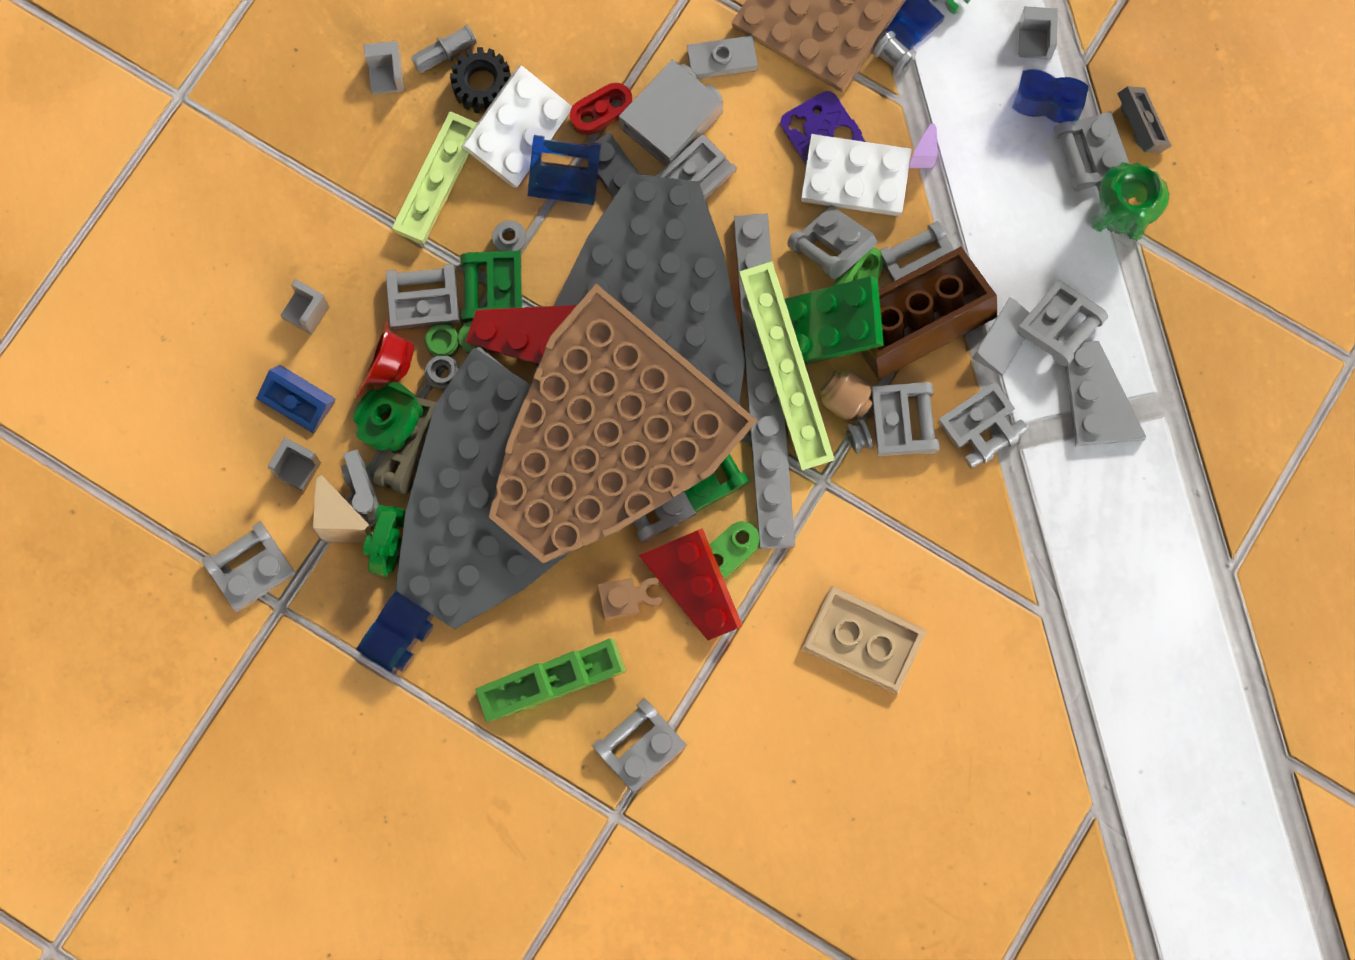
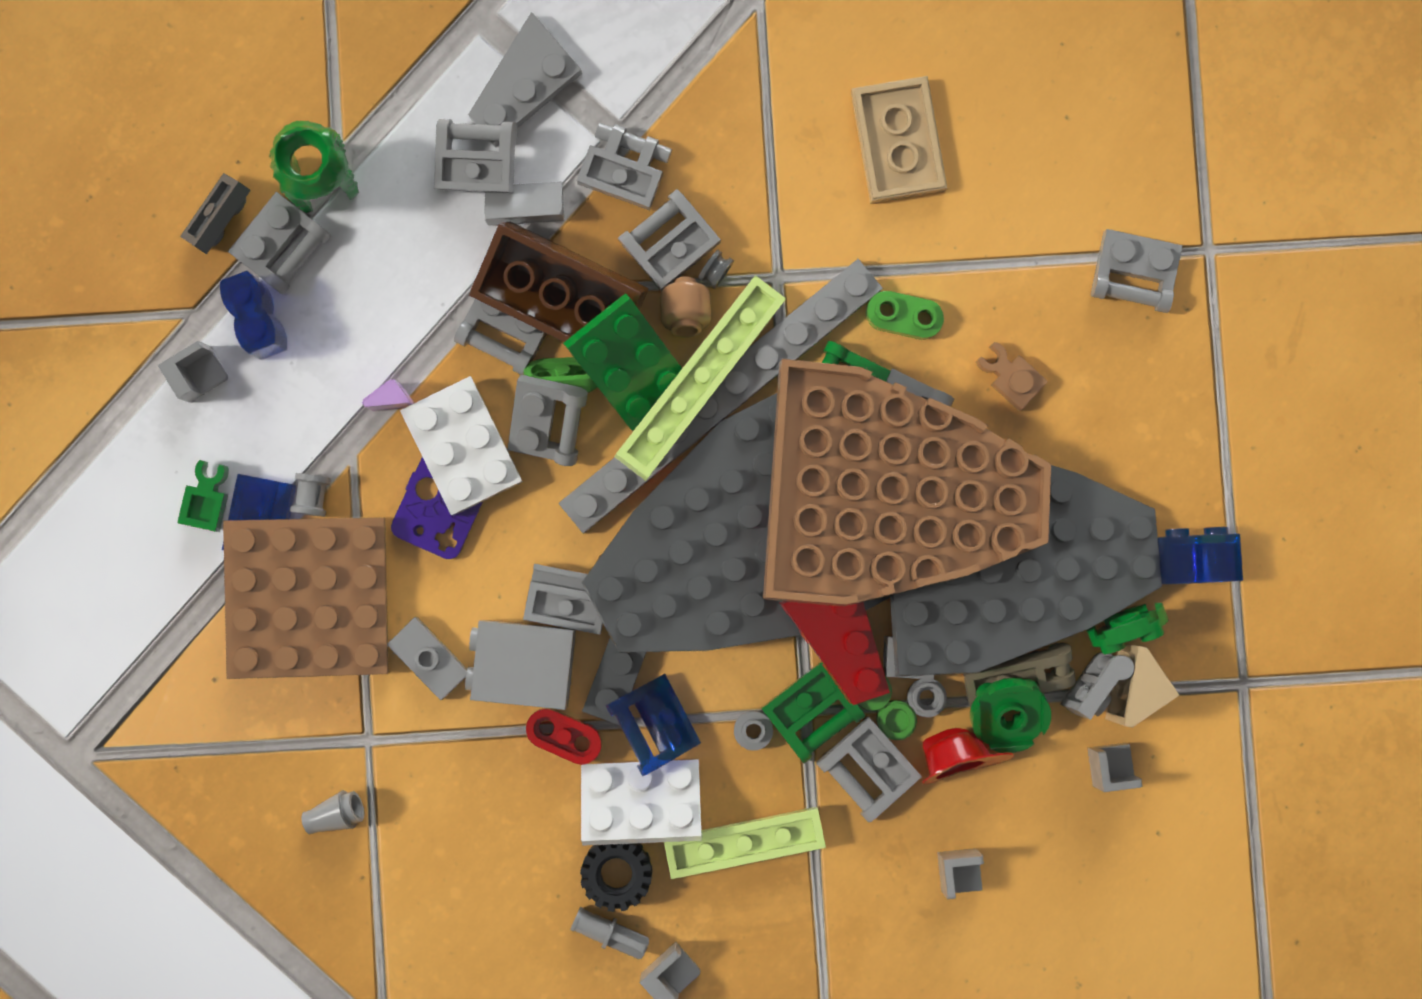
camera: 130 degrees left, 10 degrees up
(254, 576) = (1236, 727): light grey plate -> none
(295, 398) = (1046, 816): blue slope -> none
(550, 680) = (1137, 390): bright green slope -> none
(695, 582) = (957, 323): red wing -> none

